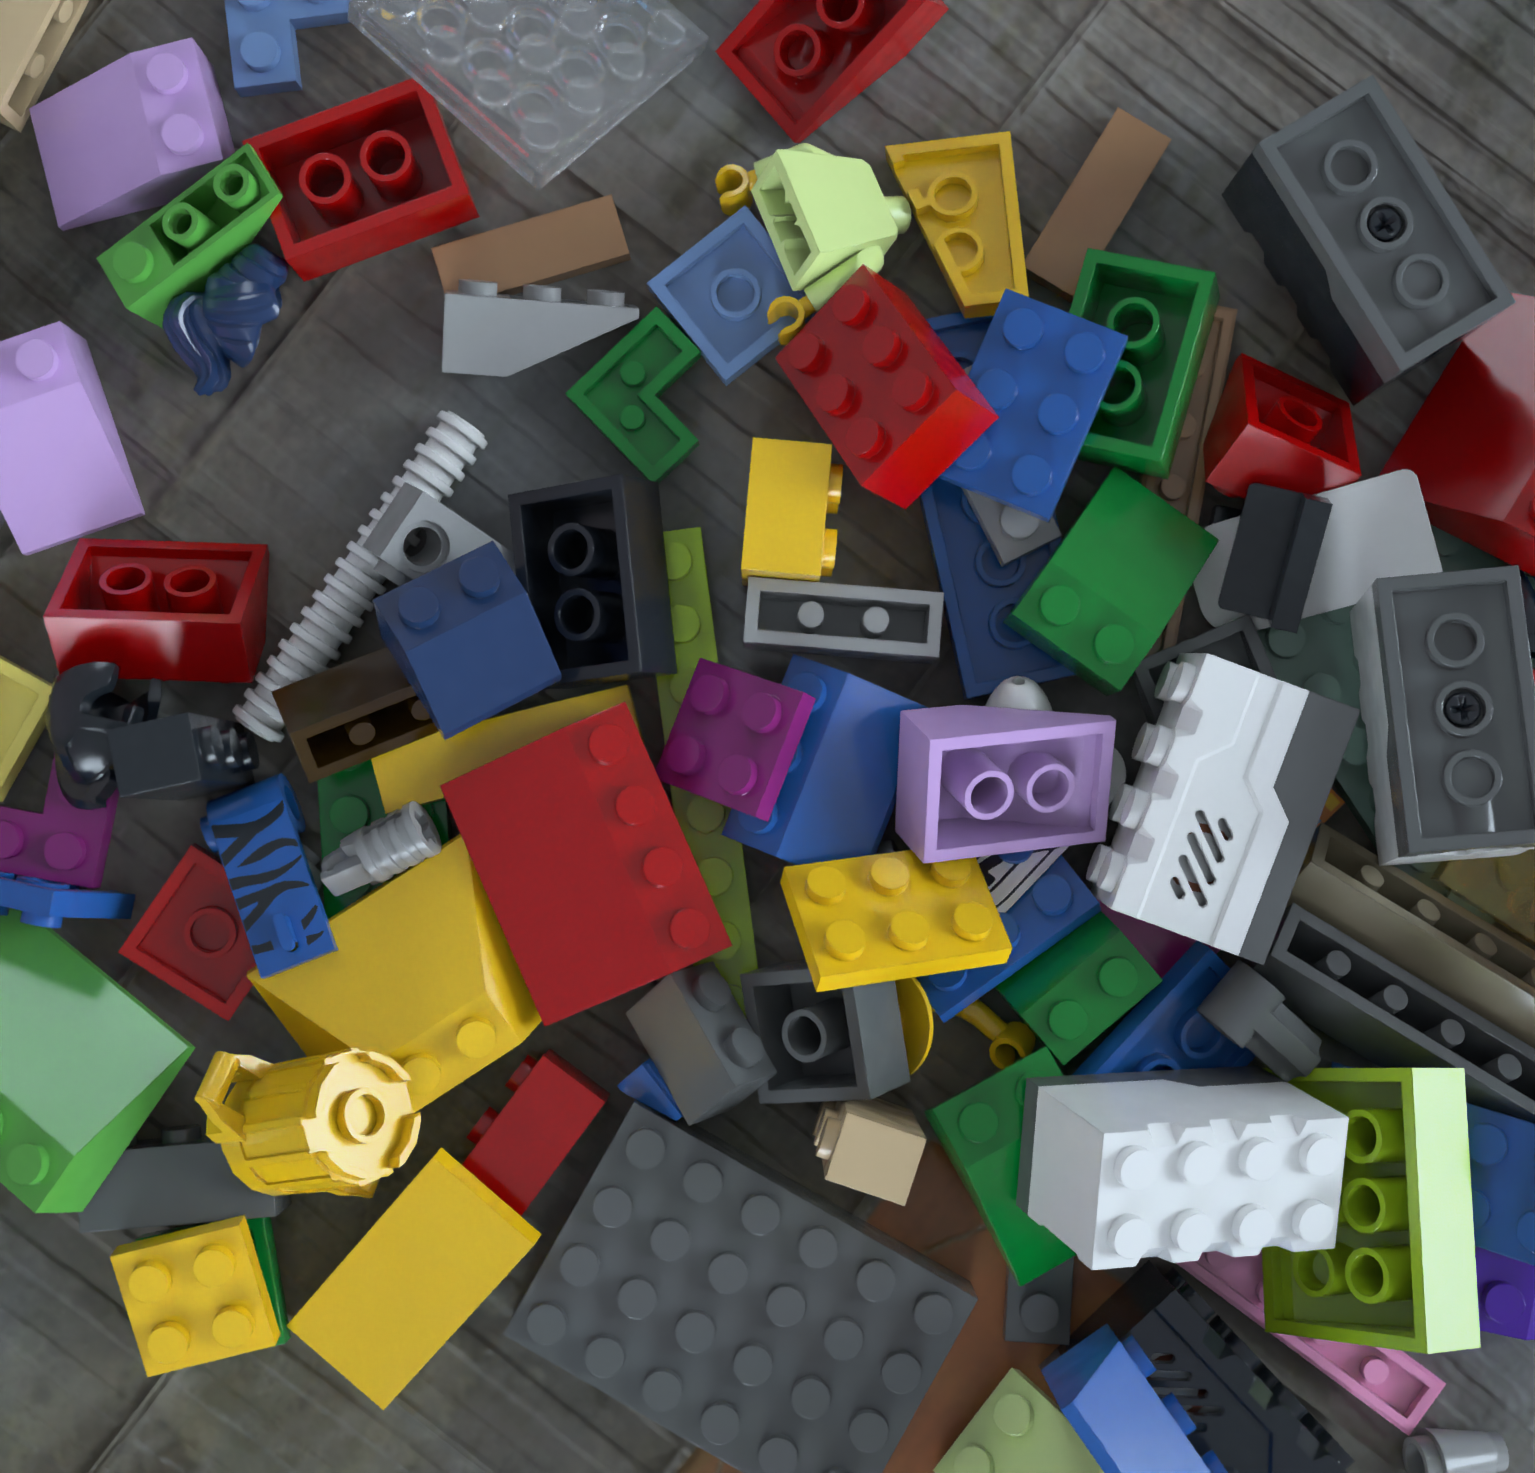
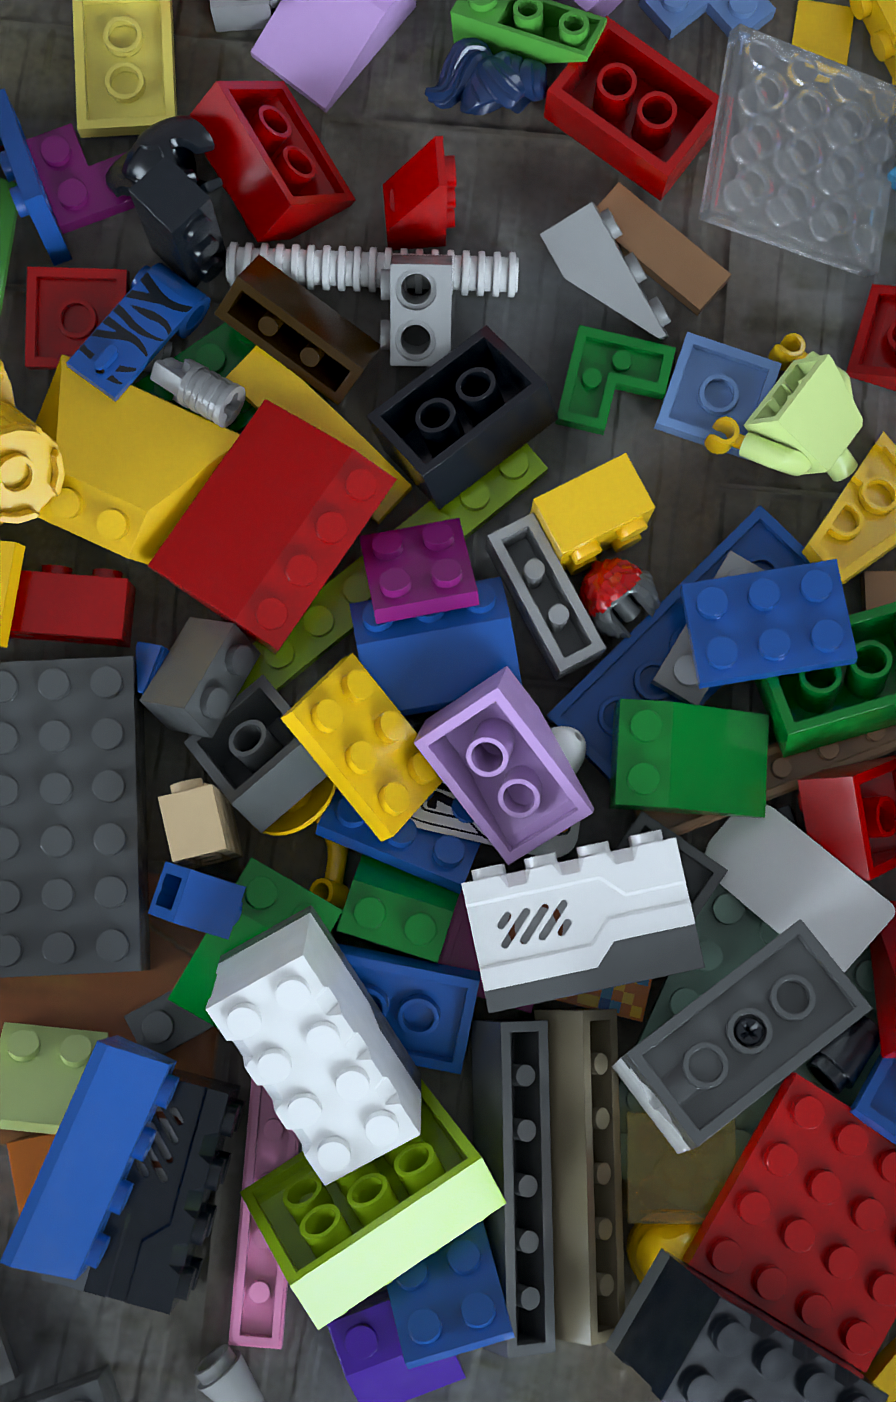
camera: 55 degrees right, 5 degrees down
(320, 476) = (421, 199): none -> red slope
(467, 639) = (372, 351): dark blue slope -> none
(882, 547) = (614, 594): none -> piece
(885, 388) = (717, 522): red brick -> none
(949, 1202) = (197, 900): none -> blue slope
(1253, 1017) = (451, 1039): dark grey piece -> none
(1274, 554) = (777, 856): black panel -> none

